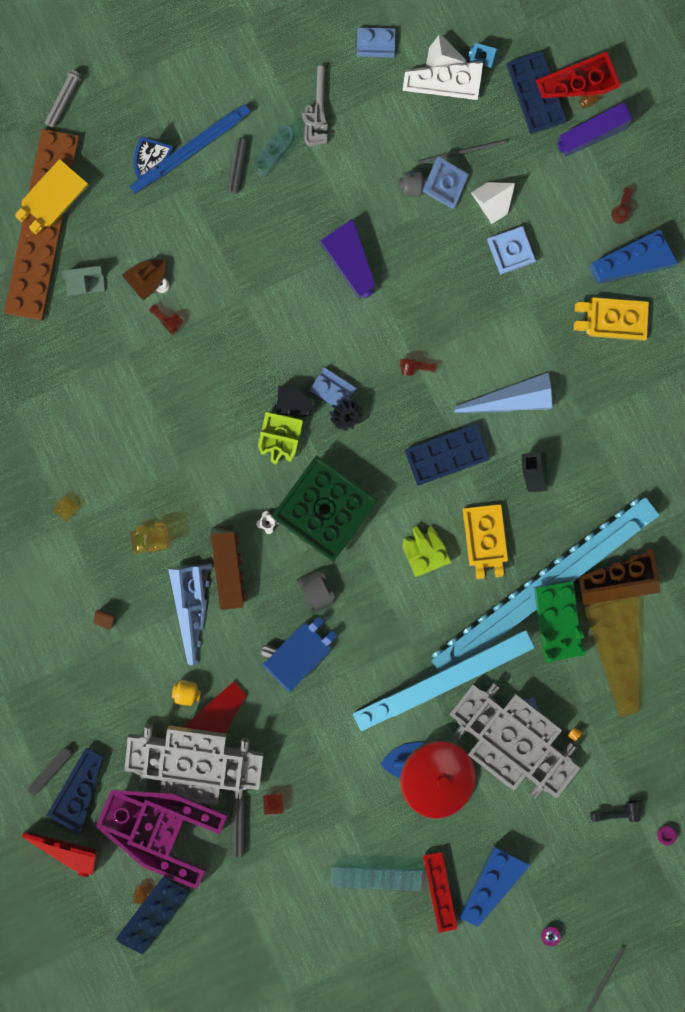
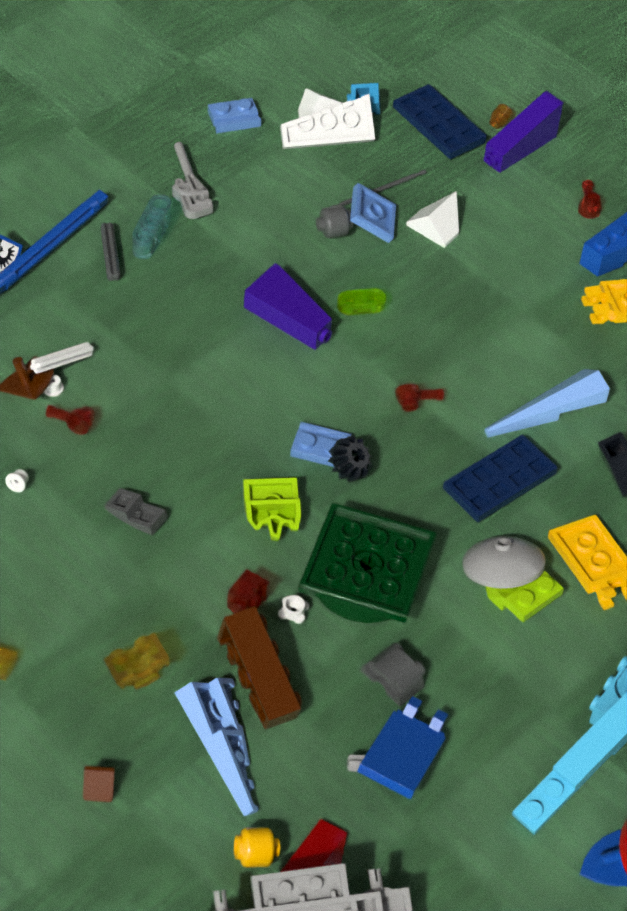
camera: 20 degrees left, 35 degrees down
(114, 364) = (17, 480): none -> white piece
(171, 266) = (61, 357): none -> white axle
(187, 412) = (134, 512): none -> dark grey slope
(239, 505) = (247, 592): none -> clear red brick
(293, 400) = (277, 461): black slope -> none
(407, 264) = (361, 301): none -> clear neon green plate
(416, 538) = (503, 562): none -> light grey dish
(511, 250) = (480, 261): light blue plate -> none
(585, 78) = (488, 90): red wedge -> none

